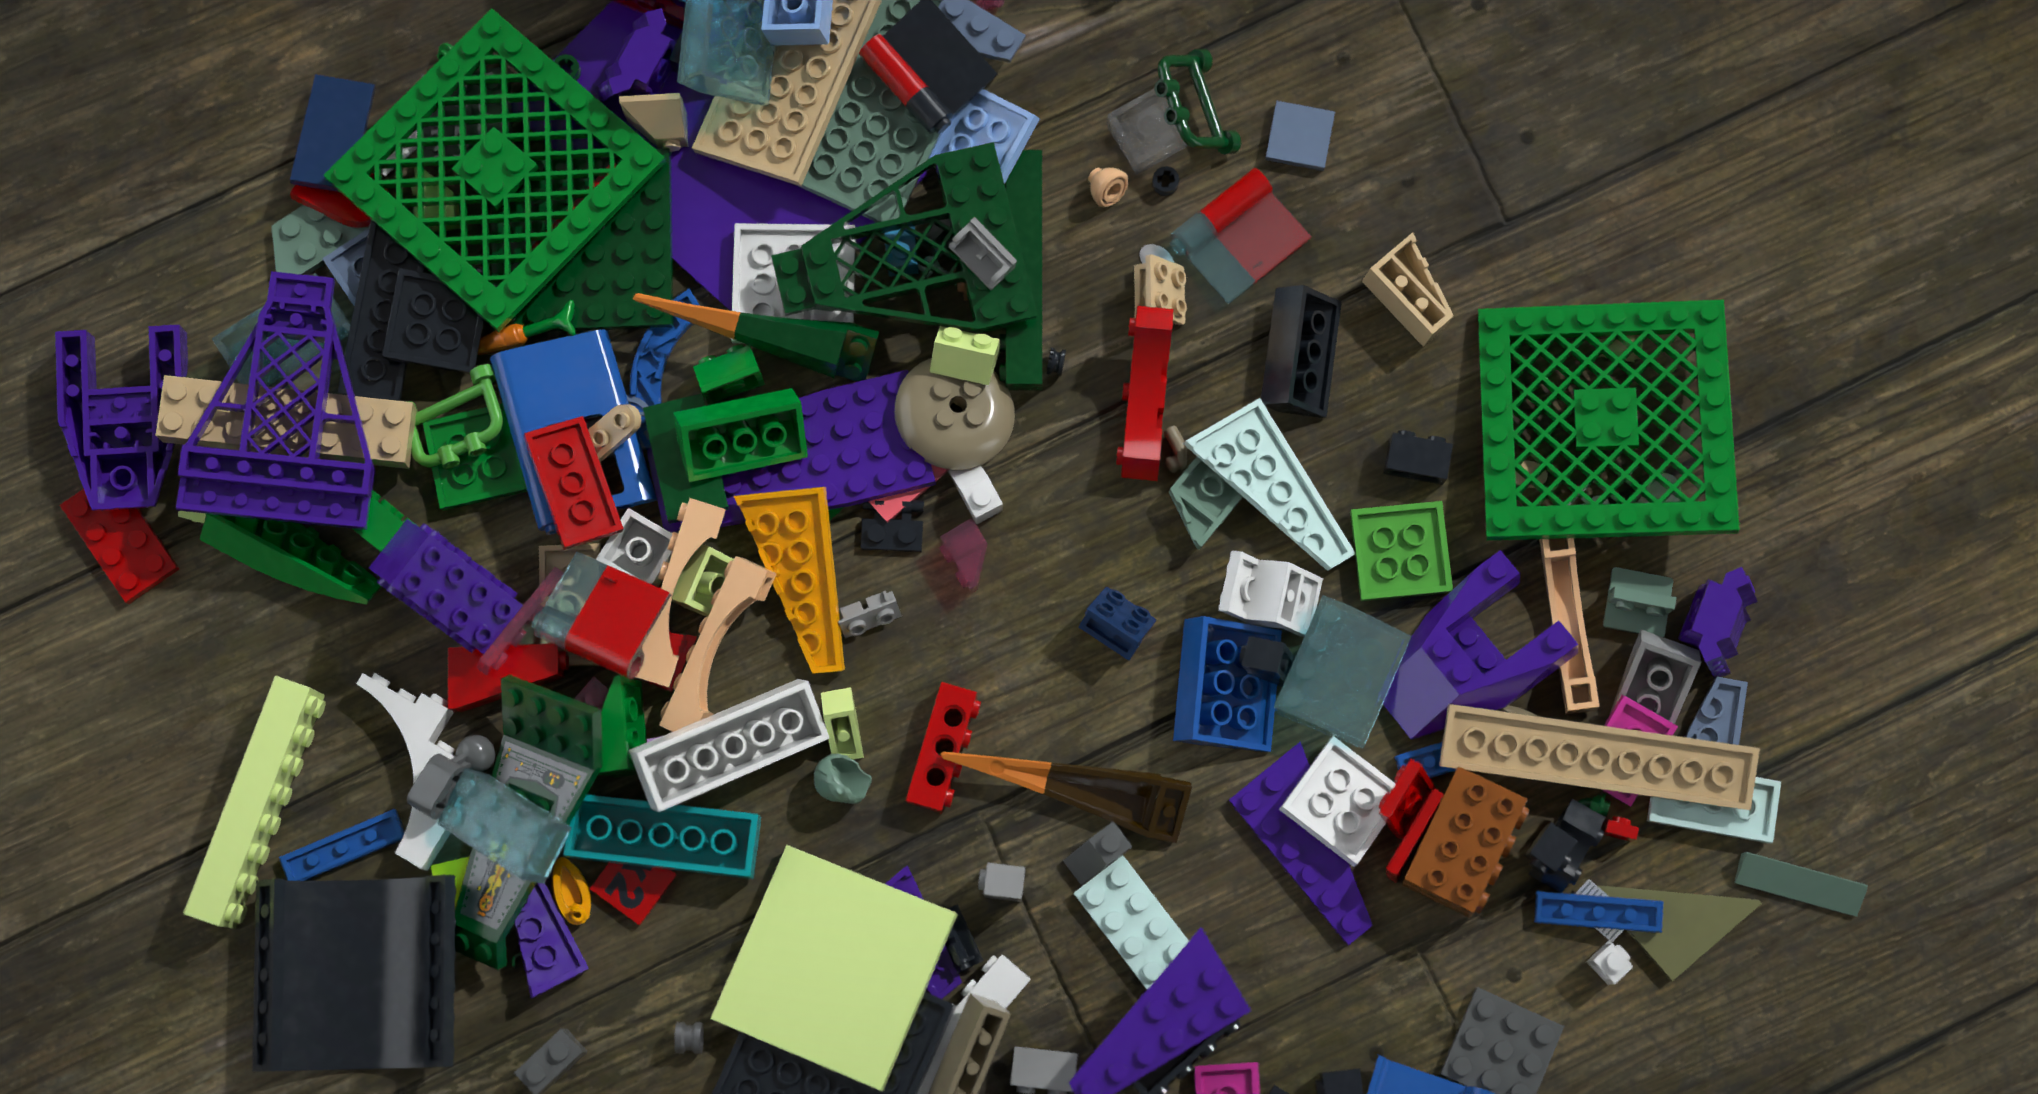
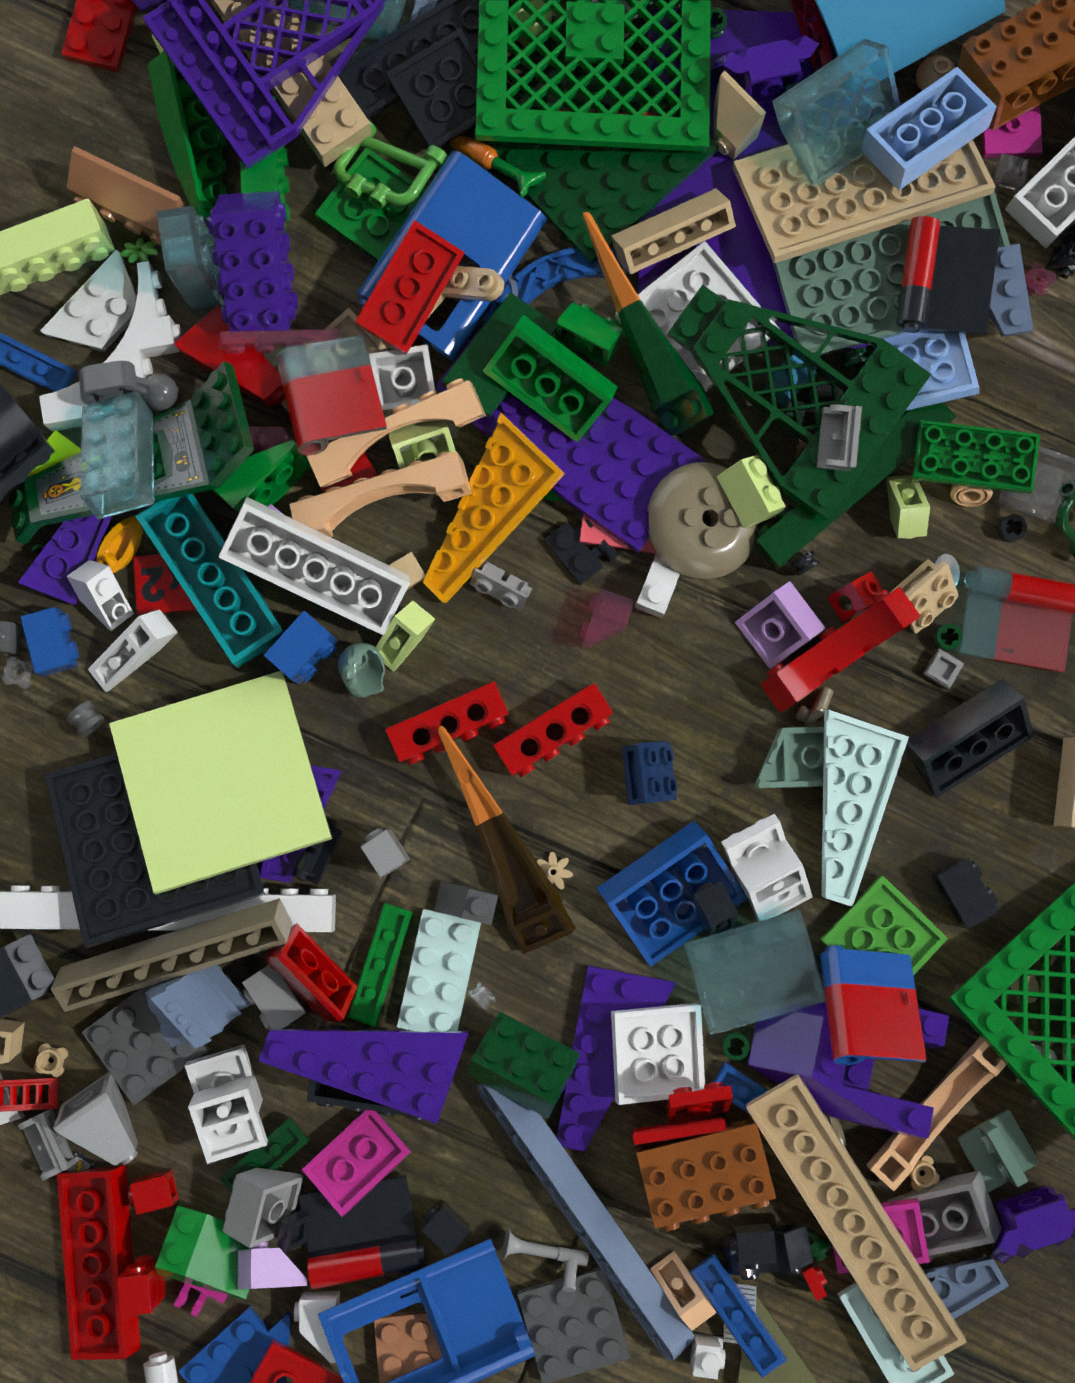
camera: 45 degrees right, 5 degrees up
(296, 648) = (119, 193): none -> nougat slope
(344, 675) = (139, 251): none -> bright green plant
(361, 748) = (98, 309): none -> white wing
(399, 631) = (189, 256): none -> clear light blue brick
(598, 938) = (100, 593): none -> white slope
(600, 1013) = (50, 641): none -> blue brick
(601, 1071) = (10, 672): none -> clear plate
(665, 952) = (132, 649): none -> white slope
(706, 241) = (673, 231): none -> tan brick
(784, 811) = (302, 648): none -> blue brick
(789, 672) = (411, 567): none -> tan tile
(928, 188) = (854, 359): none -> dark green bush
(1020, 620) = (588, 699): none -> red brick
(1052, 1022) = (312, 975): none -> red slope
(1079, 245) = (907, 507): none -> yellowish green slope
(1086, 162) = (975, 457): none -> green tile
(1088, 422) = (780, 625): none -> lavender slope
(1088, 965) = (379, 964): none -> green tile
(1115, 339) = (860, 593): none -> red bracket
(1125, 760) = (558, 866): none -> tan plant
(1182, 903) = (482, 995): none -> clear bush
(1217, 302) = (942, 630): none -> dark green bush
(1230, 326) = (943, 668): none -> light grey tile
(1263, 912) = (523, 1064): none -> dark green brick
(1380, 742) = (726, 1044): none -> dark green bush
(1420, 964) = (591, 1223): none -> sand blue beam
(1441, 602) = (871, 1006): none -> red door
(1446, 1006) = (570, 1256): none -> light grey piece
(1545, 939) = (682, 1291): none -> light nougat slope
(1615, 671) = (930, 1176): none -> tan plate

